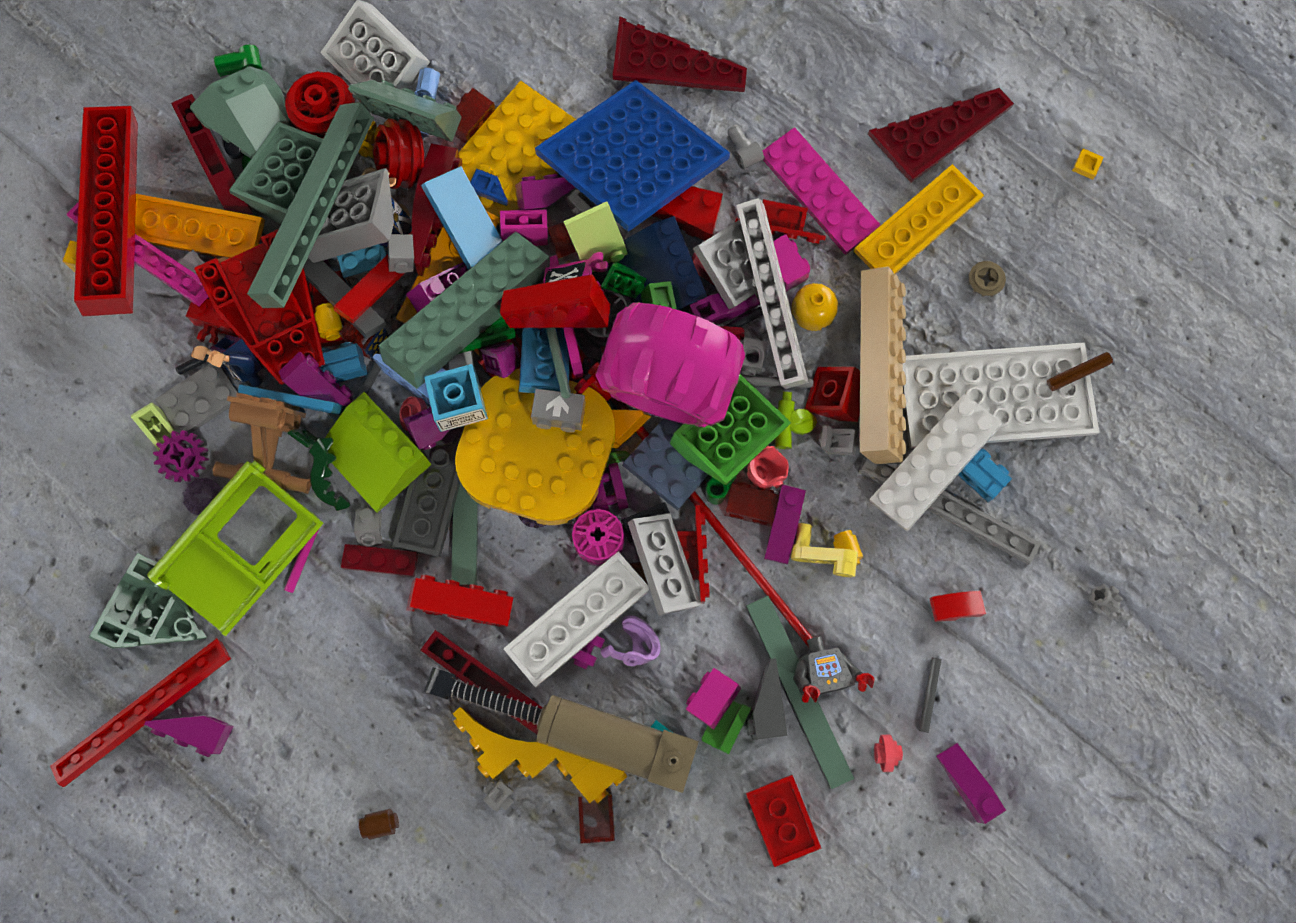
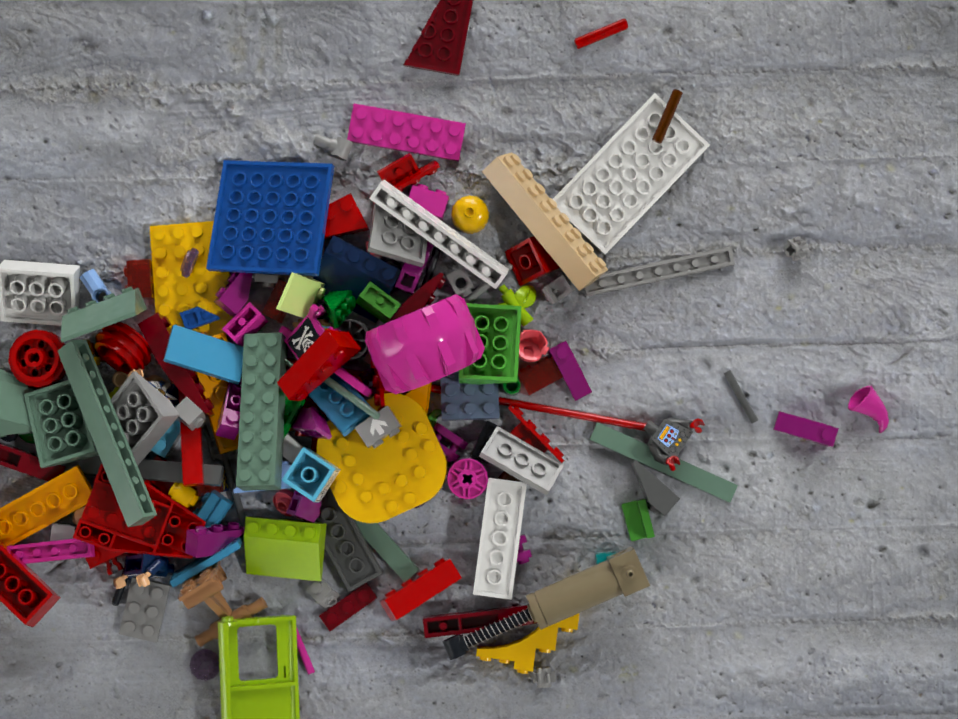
camera: 35 degrees left, 10 degrees up
(153, 423) = (138, 649): yellowish green slope -> none
(177, 446) = (163, 649): magenta gear -> none
(320, 468) = (262, 586): dark green piece -> none
(525, 131) = (189, 262): none -> gear
(583, 839) = (621, 650): clear red piece -> none
(595, 779) = (592, 620): yellow brick -> none
(639, 632) = (541, 510): lavender helmet -> none
(667, 61) = (229, 130): dark red wing -> none
(712, 698) = (618, 512): dark pink brick -> none
(783, 820) = (717, 545): red plate -> none
(843, 559) = (625, 364): light yellow beam -> none
(847, 540) = (620, 352): yellow brick -> none
(887, 753) = (744, 454): coral plate -> none
(919, 221) = (487, 100): yellow plate -> none
(935, 462) = (628, 252): white plate -> none
(957, 605) = (713, 329): red slope -> none
(985, 475) = (661, 233): dark azure brick -> none
(995, 274) = (563, 92): dark tan gear -> none
(1057, 814) = (869, 403): none -> dark pink hat
(1076, 252) = (601, 33): none -> red axle

